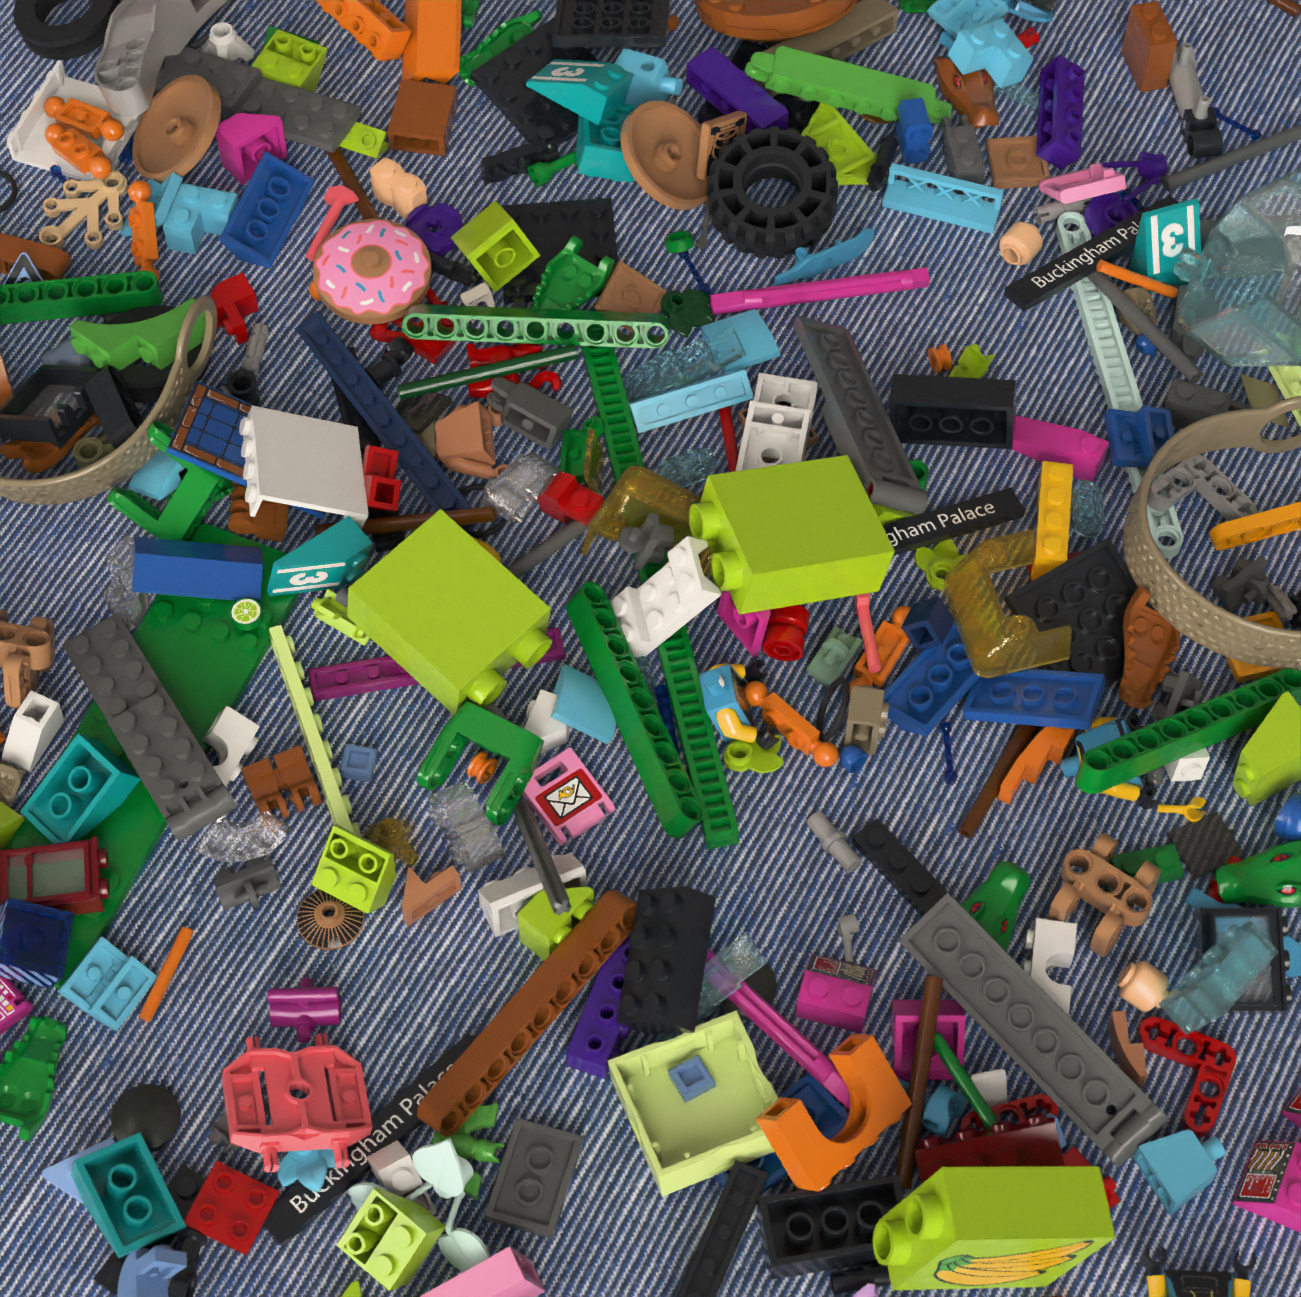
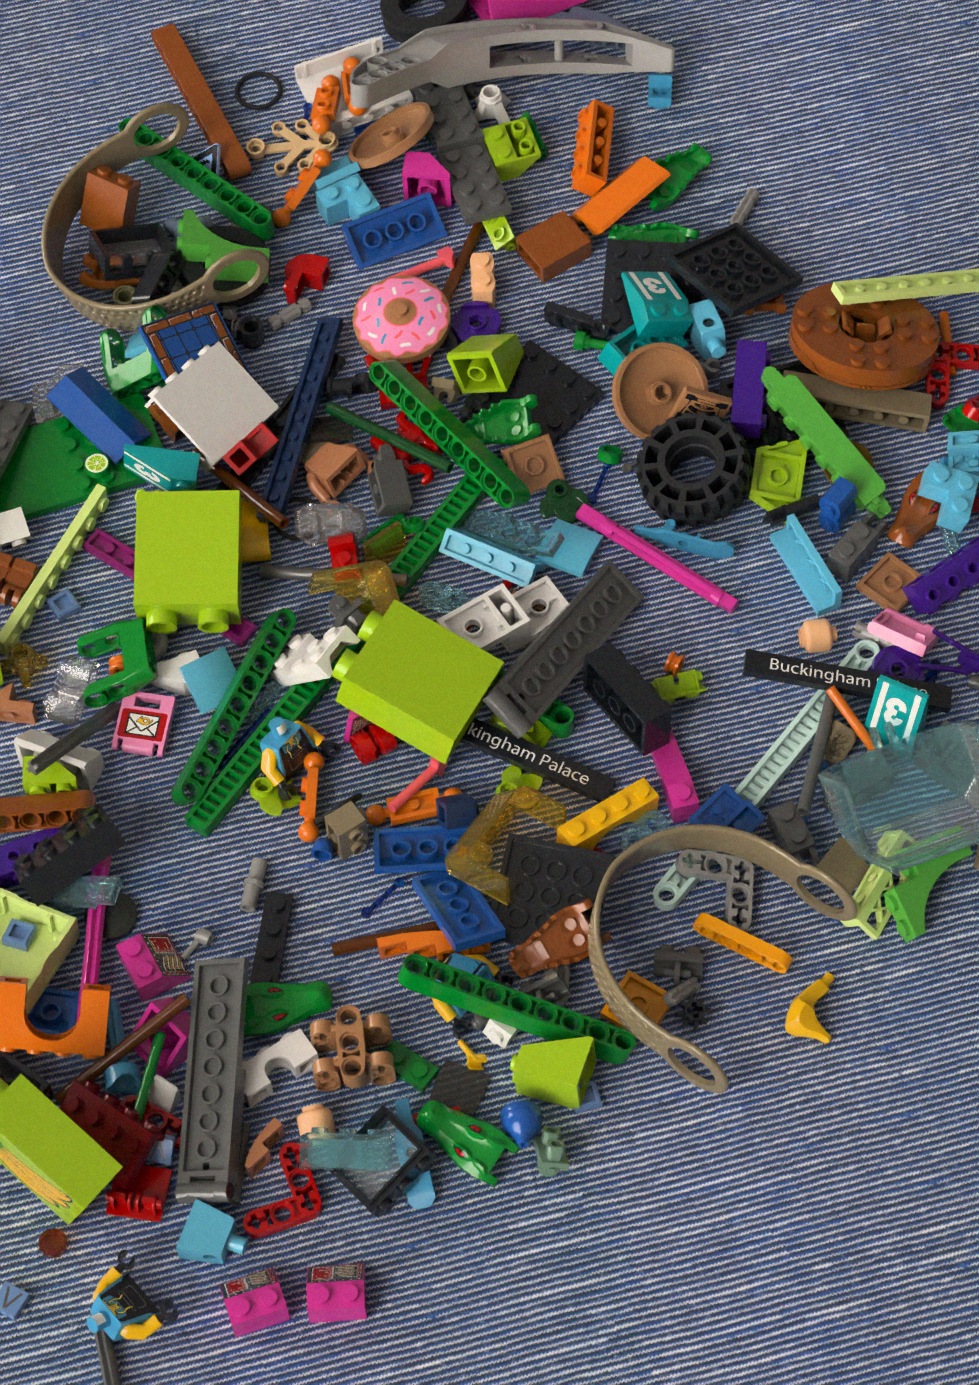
camera: 50 degrees right, 0 degrees up
(834, 657) = (381, 781): sand green hips -> none

